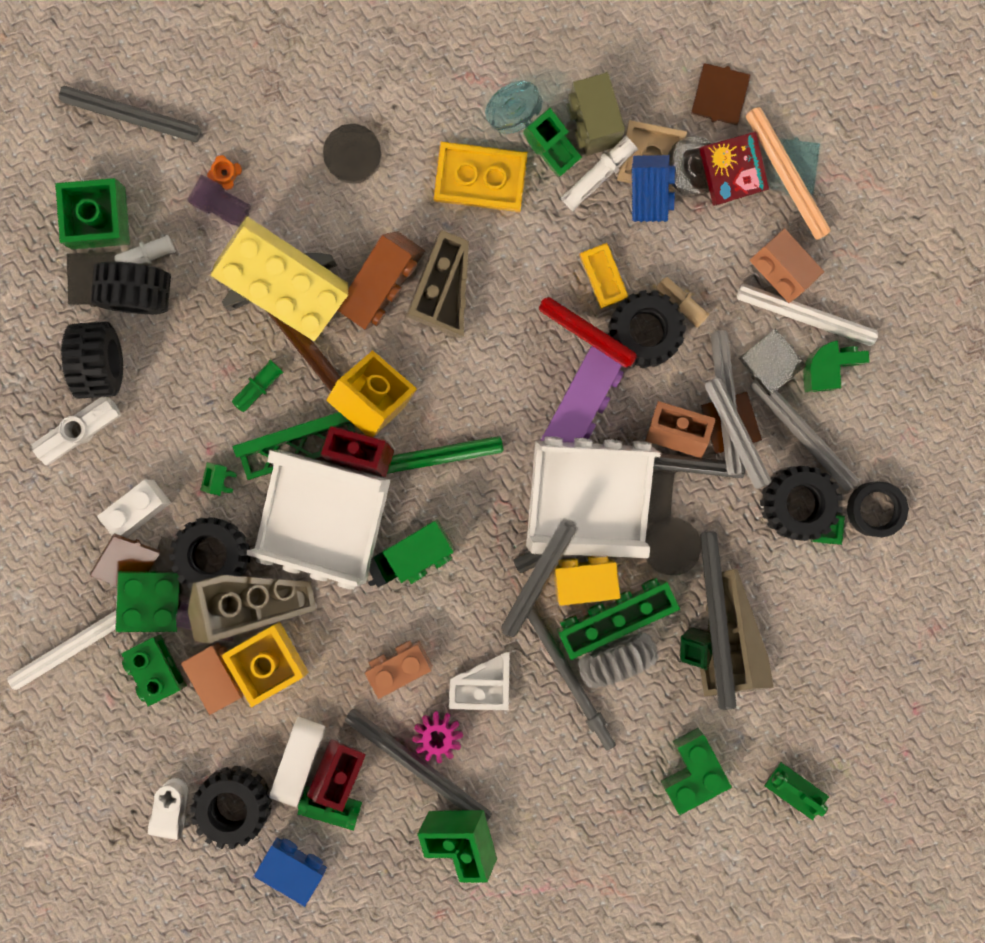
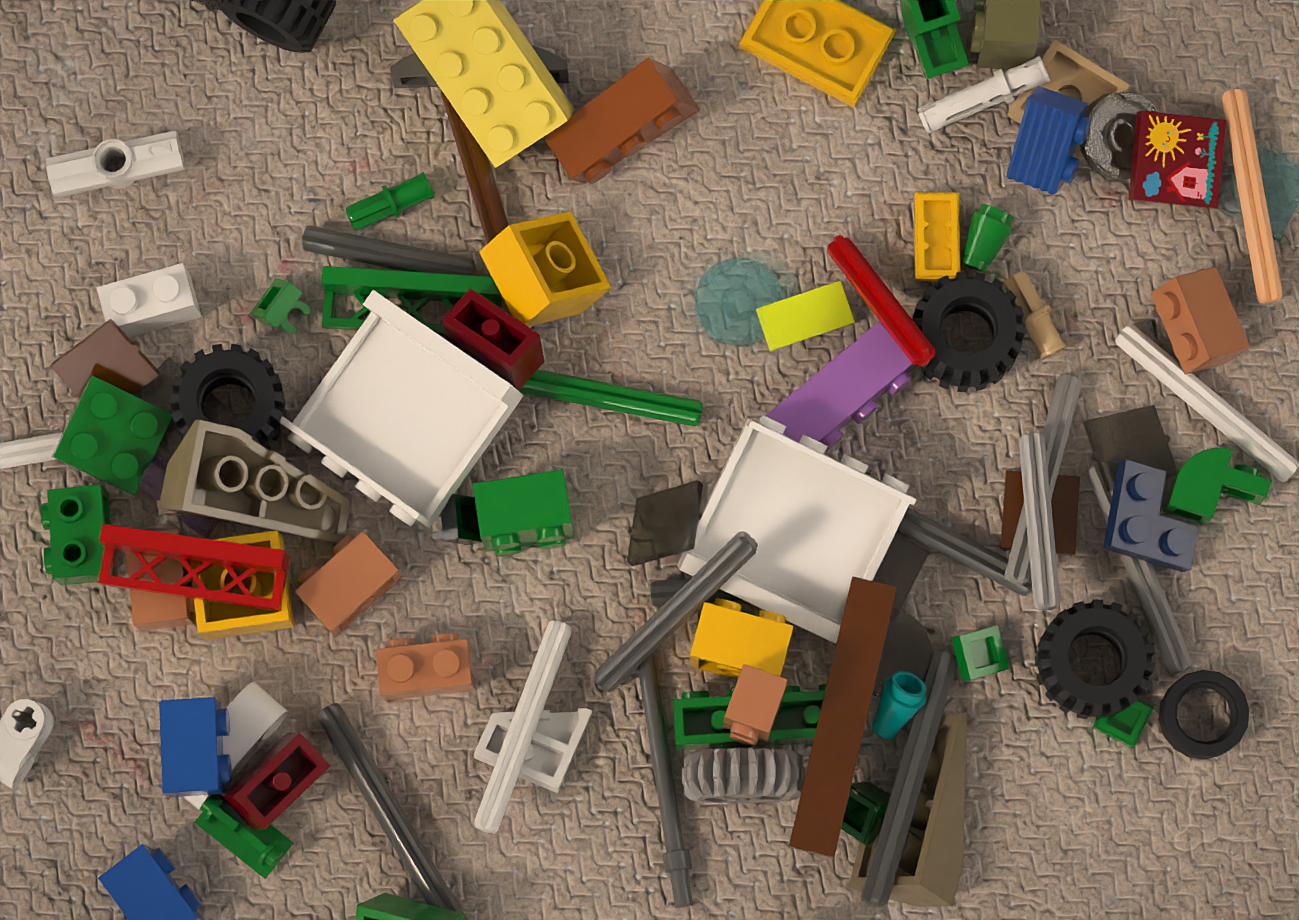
camera: 25 degrees right, 10 degrees down
(92, 360) = (181, 75): black tyre -> none
(214, 824) = (70, 759): black tyre -> none
(226, 661) = (193, 549): none -> red fence
(269, 419) = (383, 253): none -> dark grey axle
(278, 778) = (194, 747): none -> blue brick
(329, 635) = (347, 582): none -> nougat brick
(426, 734) = (427, 781): dark pink gear -> none
(442, 286) = (700, 166): dark tan wedge -> none
(472, 682) = (522, 727): none -> white axle
(497, 364) = (729, 300): none -> clear light blue tile
(509, 523) = (665, 523): none -> clear smoke piece
(542, 357) = (805, 315): none -> neon yellow tile
(613, 624) = (754, 705): none -> nougat brick
(634, 263) = (986, 237): none -> green cone
(666, 604) = (842, 717): none -> reddish brown tile
(680, 429) = (960, 487): nougat brick -> none
(693, 576) = (899, 702): none -> teal cone
(720, 94) = (1199, 54): reddish brown piece -> none
(729, 525) = (980, 653): none -> green plate
(793, 407) = (1135, 521): none -> plate

